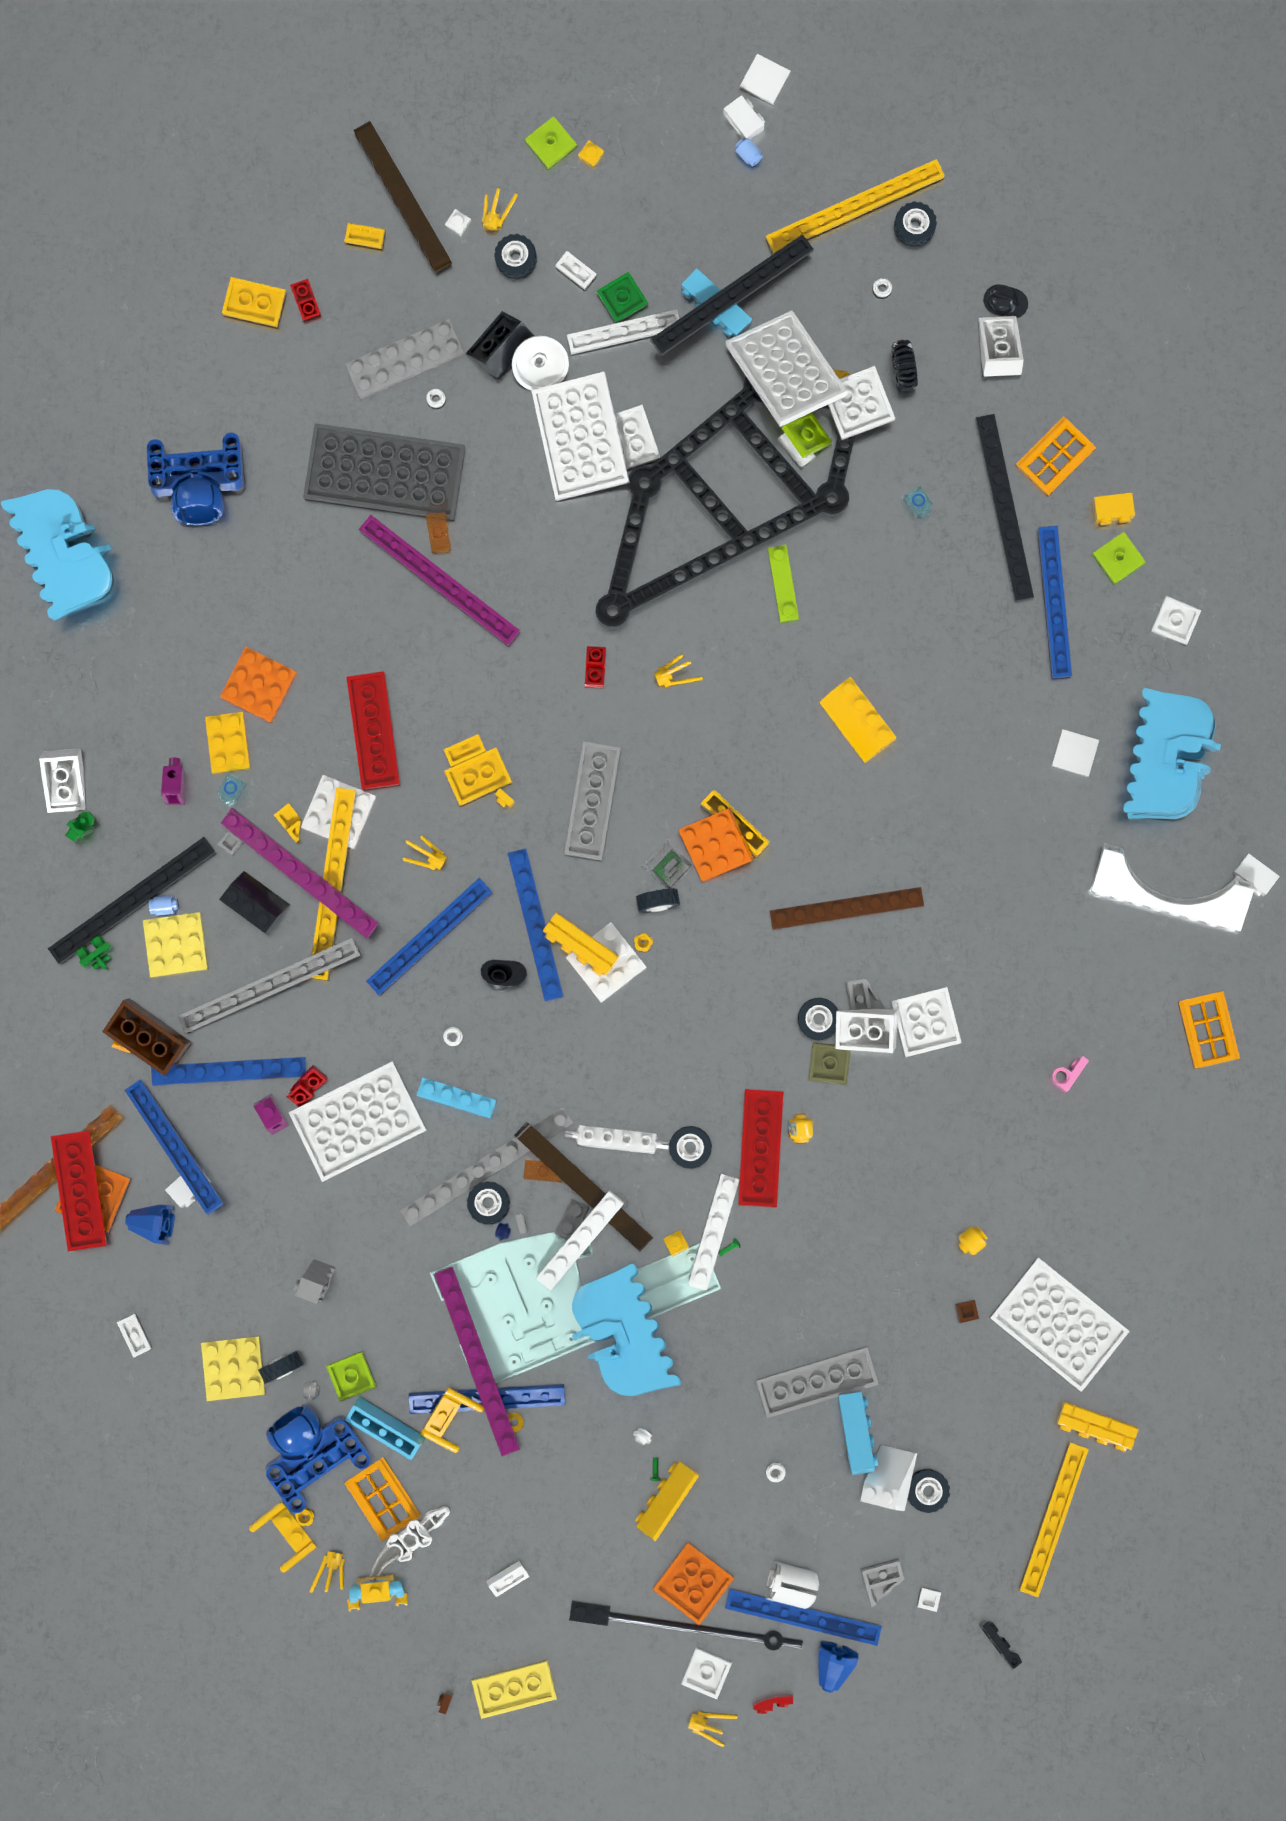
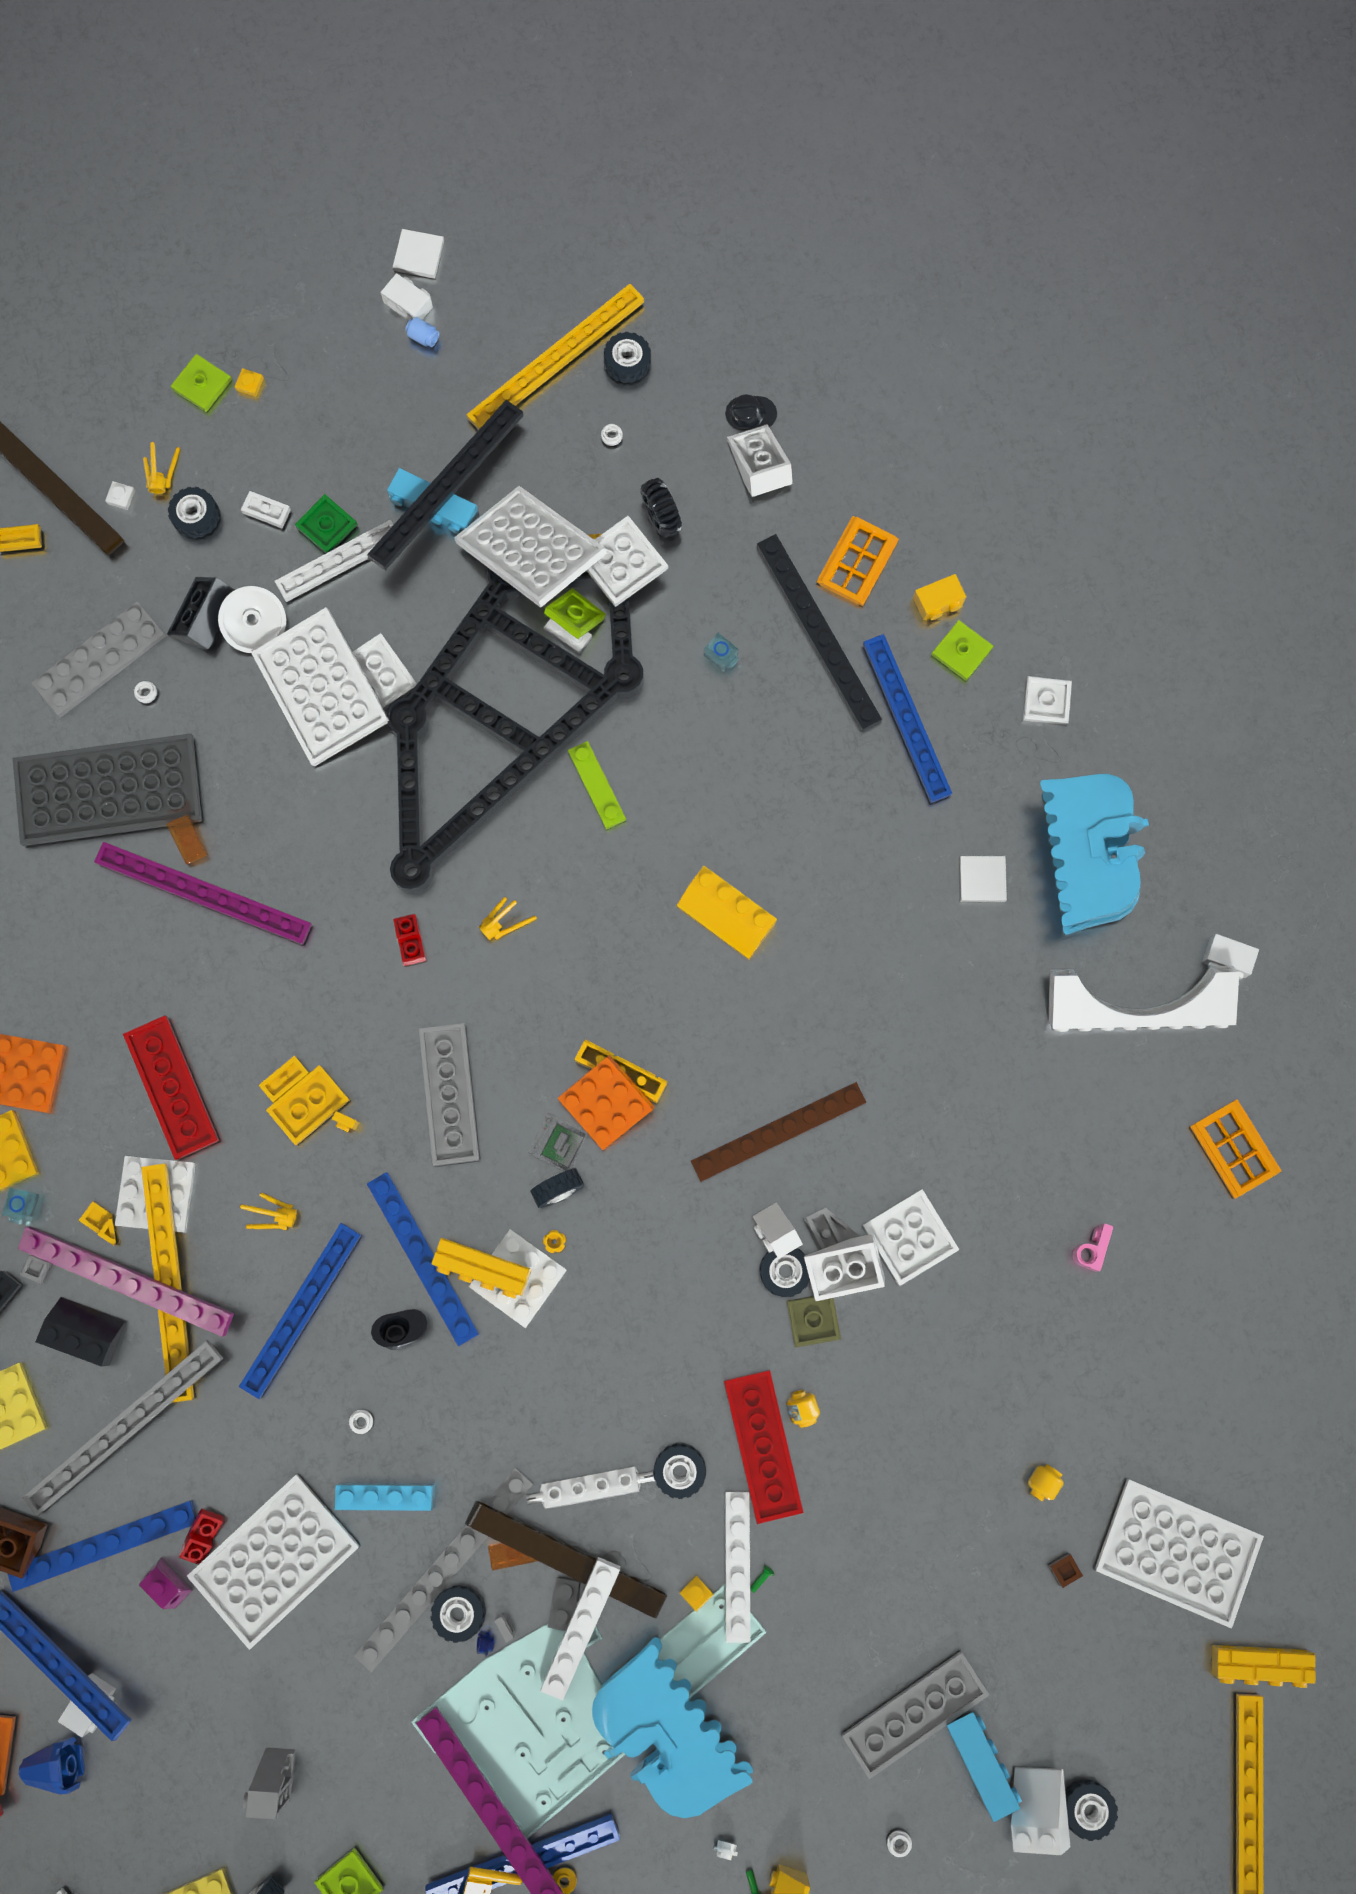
camera: 20 degrees left, 5 degrees down
(821, 985) = (777, 1231): none -> white brick

